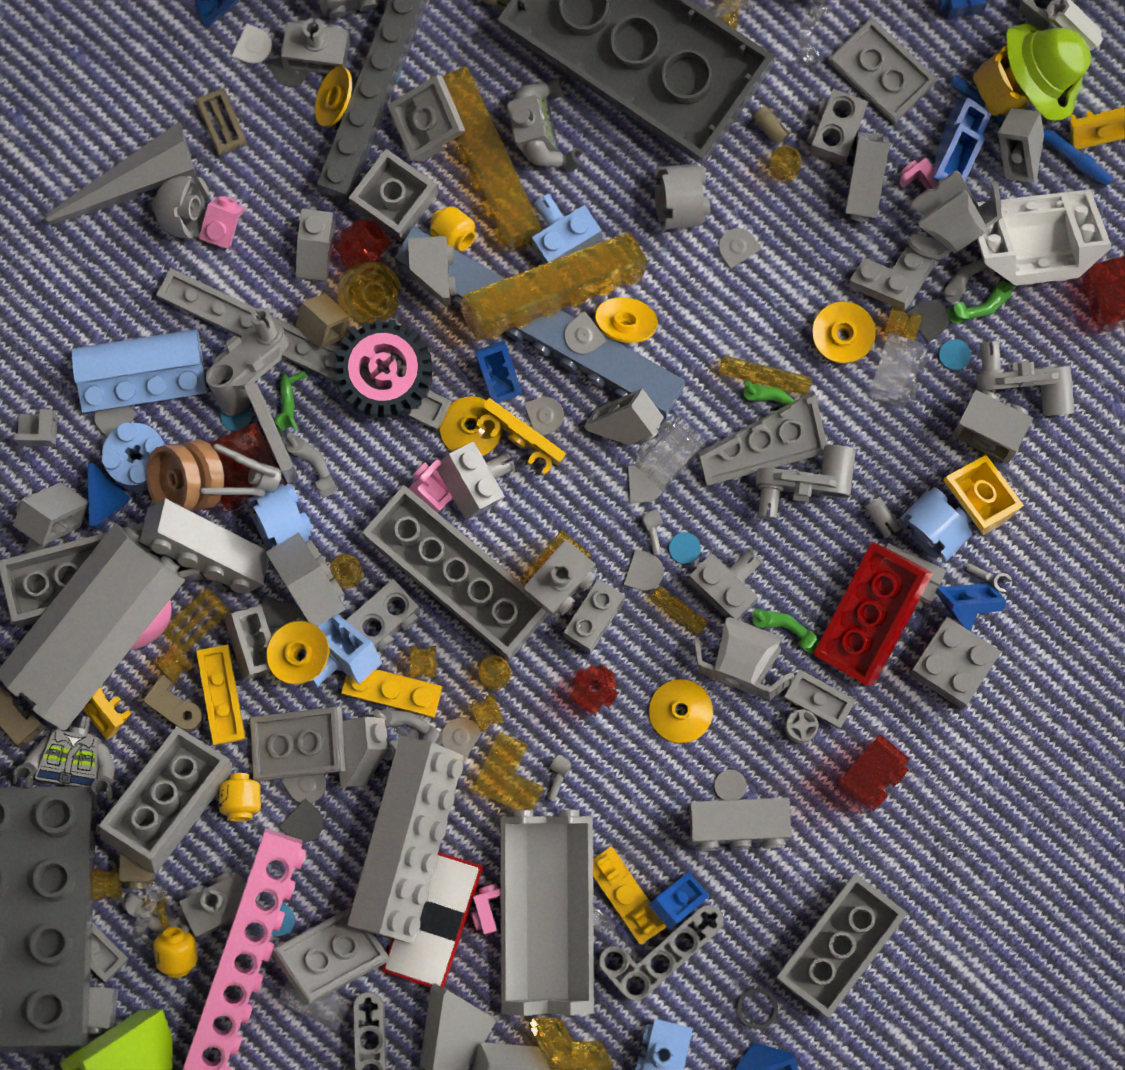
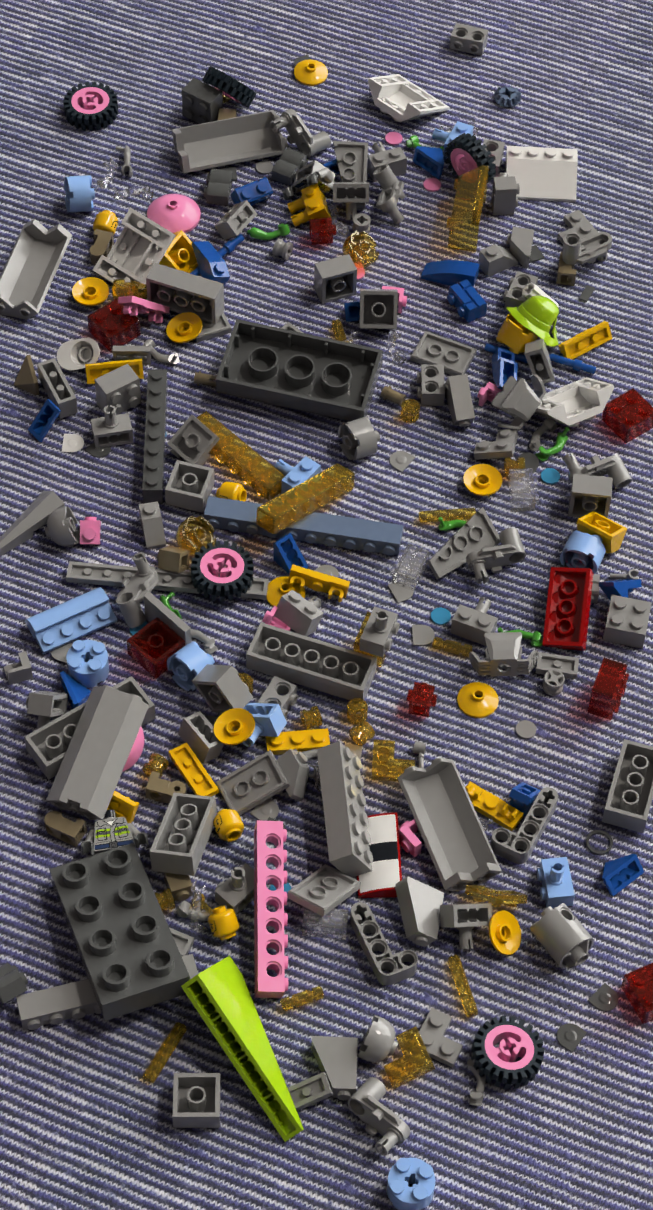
camera: 25 degrees left, 25 degrees down
(180, 473) = (125, 654): medium nougat wheel -> none
(188, 611) = (166, 728): clear yellow tile -> none
(204, 546) = (153, 686): light grey brick -> none
(231, 145) = (57, 476): dark tan tile -> none
(261, 476) = (175, 638): light grey plant -> none
(333, 96) = (133, 448): yellow dish -> none
(362, 243) = (179, 512): clear red brick -> none
(430, 266) = (229, 508): light grey slope -> none
(535, 128) = (259, 431): light grey torso -> none
(583, 335) = (333, 520): light grey piece -> none
(594, 616) = (404, 662): light grey brick -> none
(626, 320) = (354, 509): yellow dish -> none
(626, 419) = (378, 554): light grey slope -> none
(651, 521) = (414, 607): light grey hand -> none
(740, 823) = (542, 738): light grey brick -> none
(881, 514) = (546, 562): light grey pin -> none

